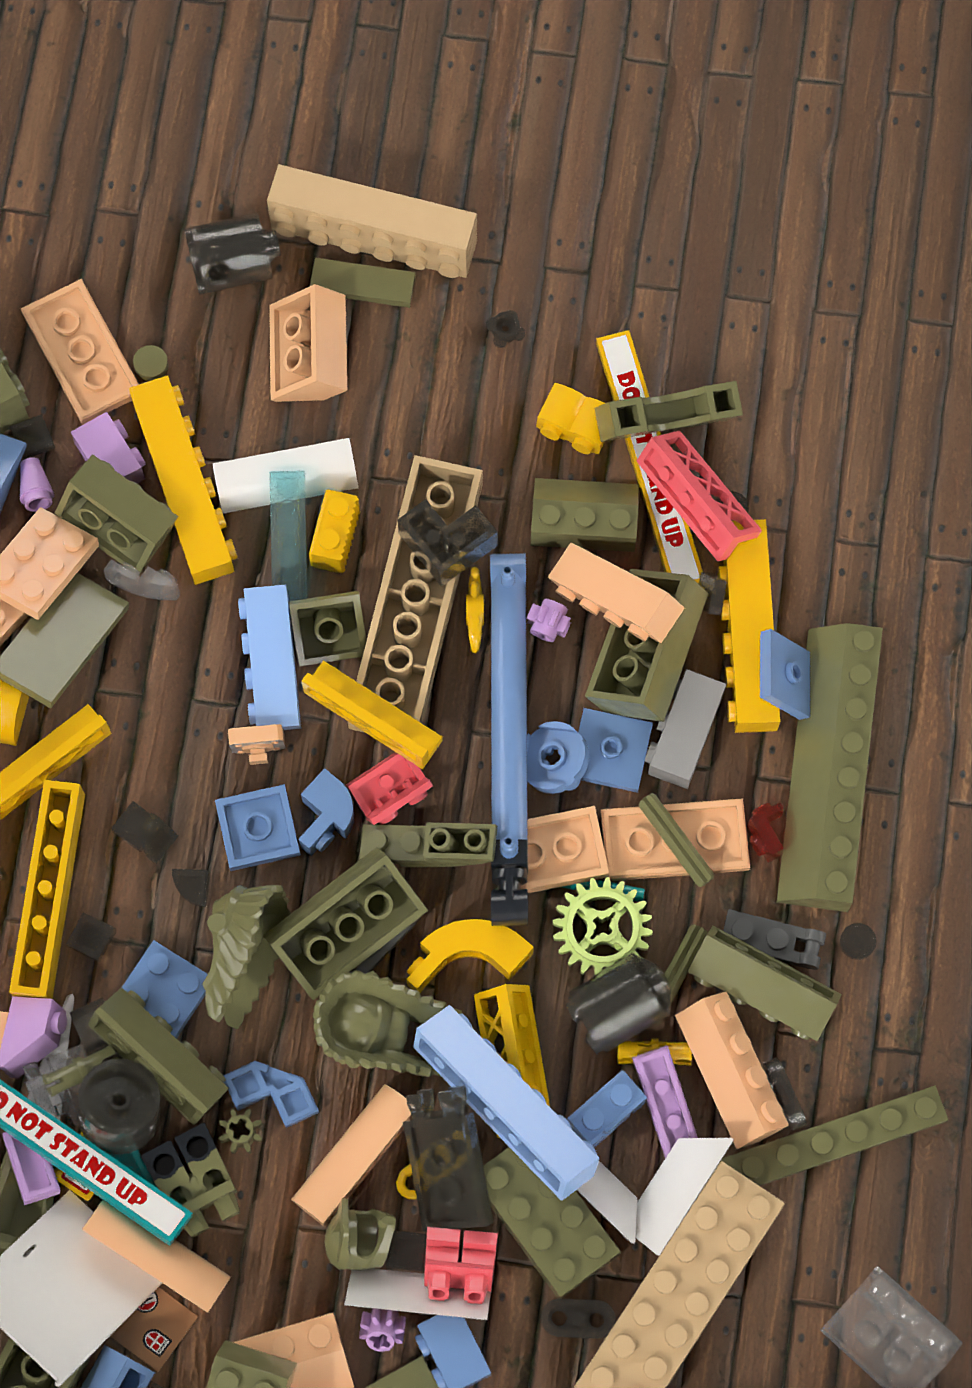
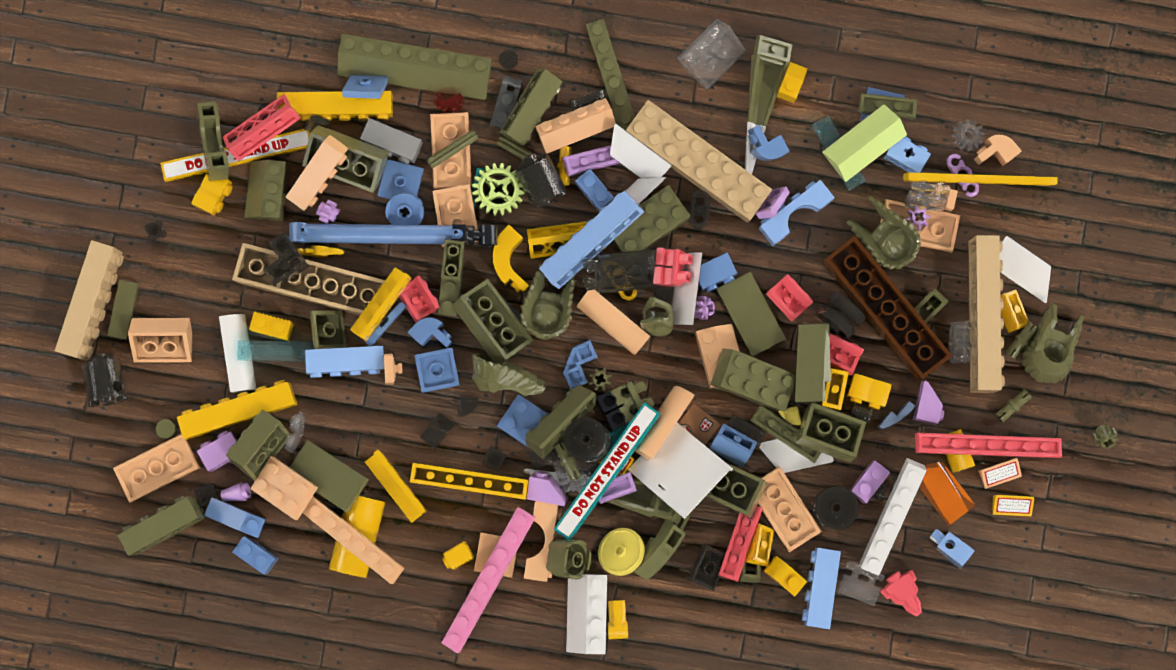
camera: 90 degrees left, 10 degrees up
(348, 735) = (392, 316): none -> medium blue tile

